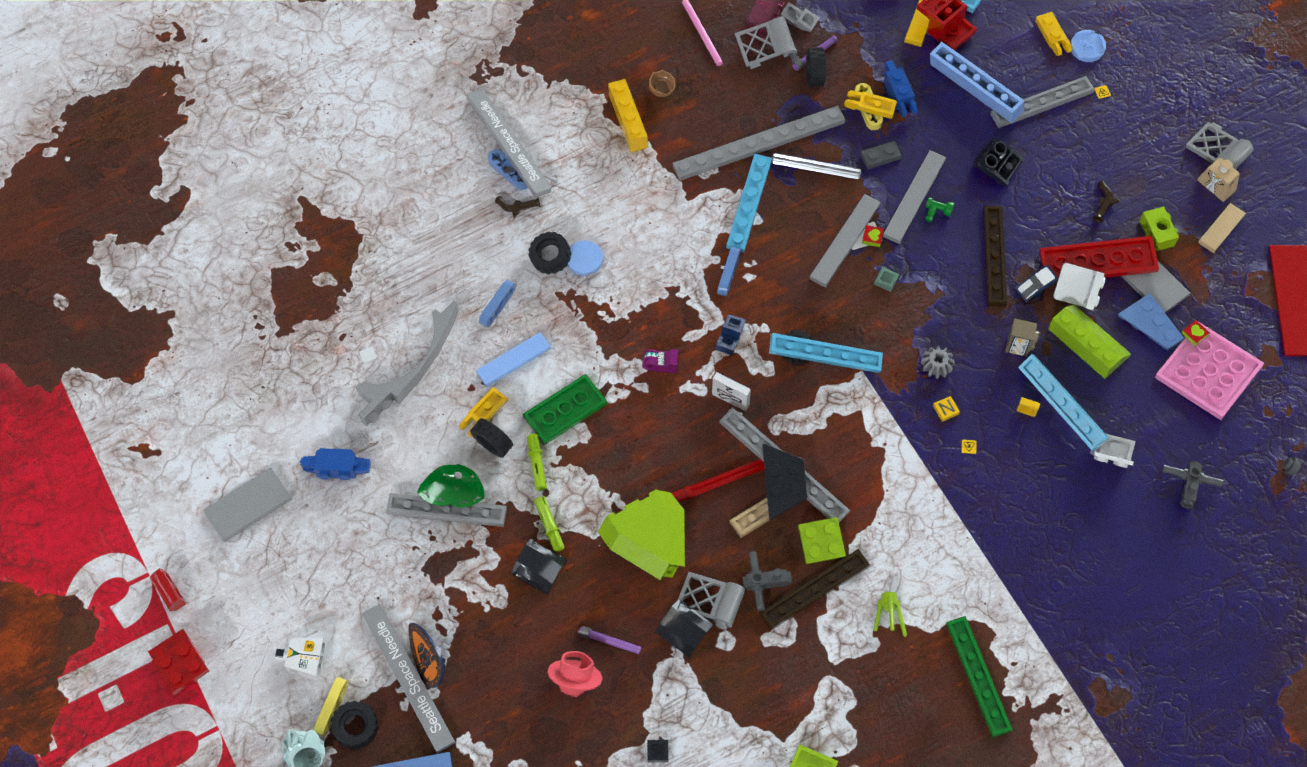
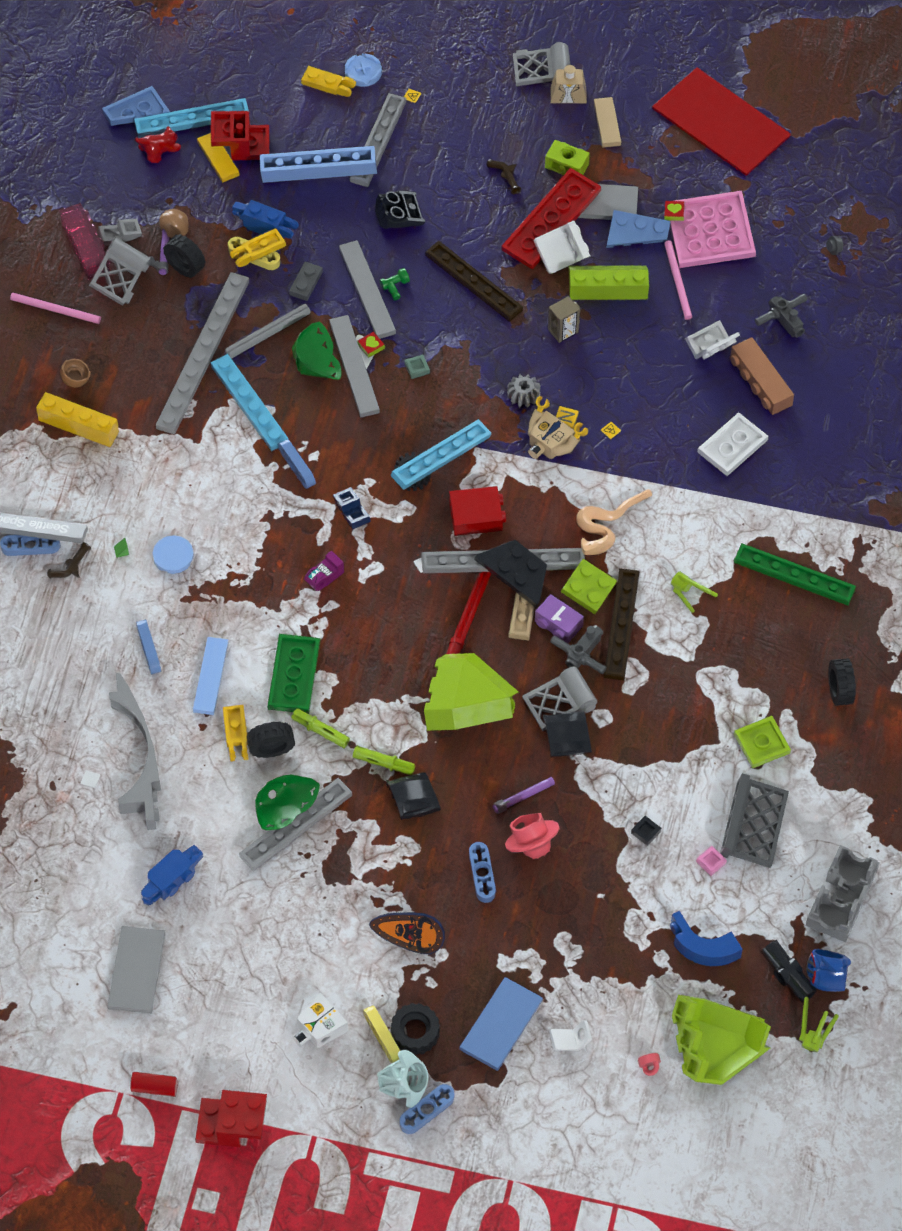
camera: 50 degrees left, 5 degrees down
(408, 678) = (412, 961): light grey tile -> none
(522, 673) = (478, 880): none -> medium blue beam
(544, 240) = (135, 560): black tyre -> none
(559, 224) = (121, 548): none -> bright green piece
(731, 391) = (406, 543): white tile -> none
(774, 543) = (558, 618): none -> medium lavender brick
(807, 414) = (476, 510): none -> red brick
(826, 209) = (314, 358): none -> green piece
(838, 41) = (174, 222): none -> medium nougat hair
(880, 489) = (590, 513): none -> light nougat animal
(919, 409) = (551, 435): none -> tan torso
(1028, 407) = (621, 364): yellow tile -> none
(1036, 283) = (528, 274): slope -> none
(1042, 539) = (732, 444): none -> white plate
(1063, 402) = (641, 338): medium azure plate -> none
(1121, 510) = (761, 376): none -> nougat brick
(1142, 385) = (678, 280): none -> bright pink axle

